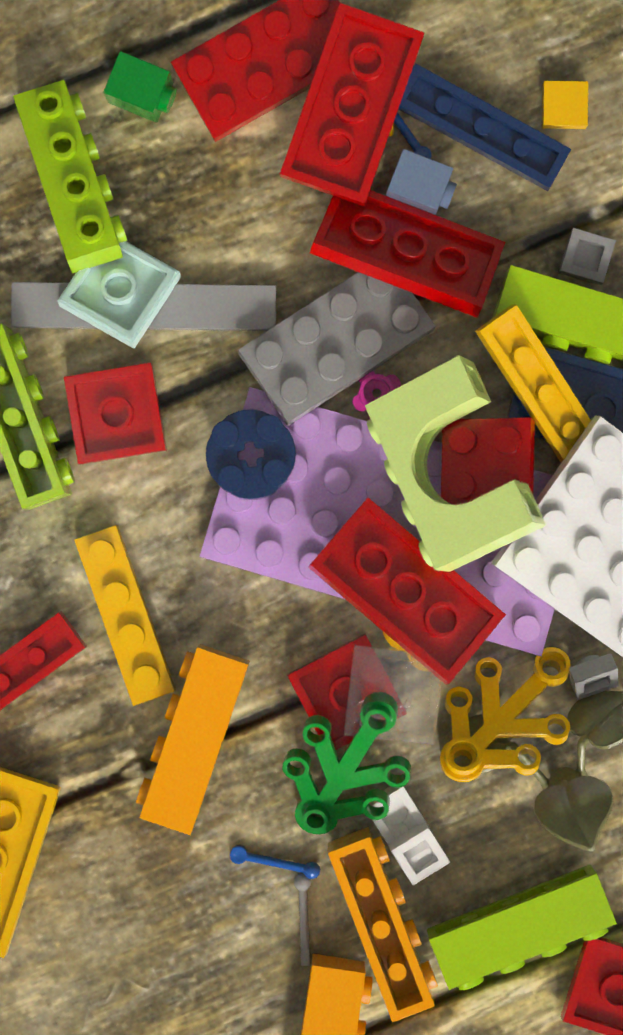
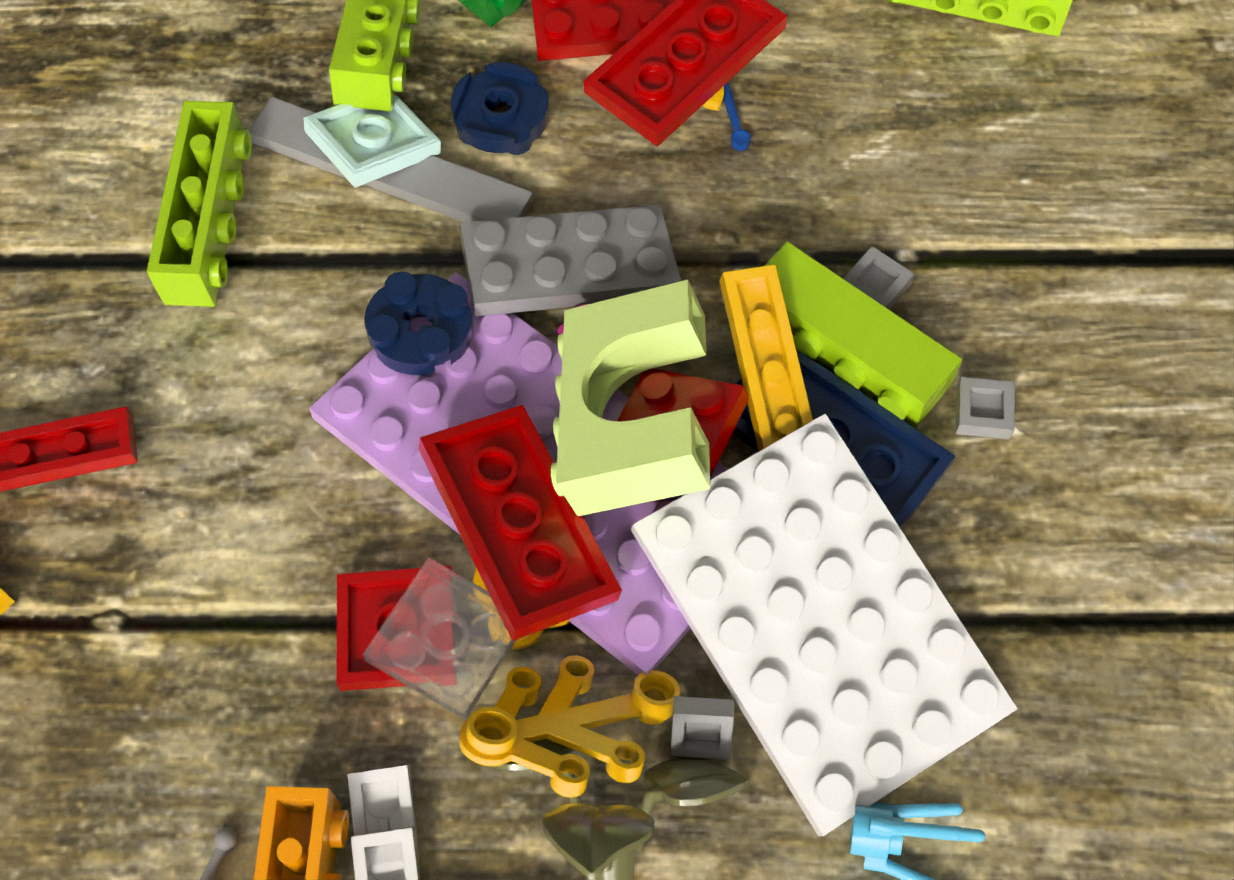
camera: 25 degrees right, 25 degrees down
(115, 413) = (302, 245): red plate -> none
(125, 615) = (197, 450): yellow plate -> none
(190, 197) = (504, 131): none -> dark blue plate
(193, 739) = (189, 599): light orange brick -> none
(240, 854) = (171, 773): blue hinge -> none
(344, 773) = (339, 702): green plant -> none
(410, 250) = (685, 200): red plate -> none
(421, 182) = (725, 153): sand blue brick -> none
(483, 128) = (814, 132): dark blue plate -> none
(564, 105) = (908, 144): yellow tile -> none

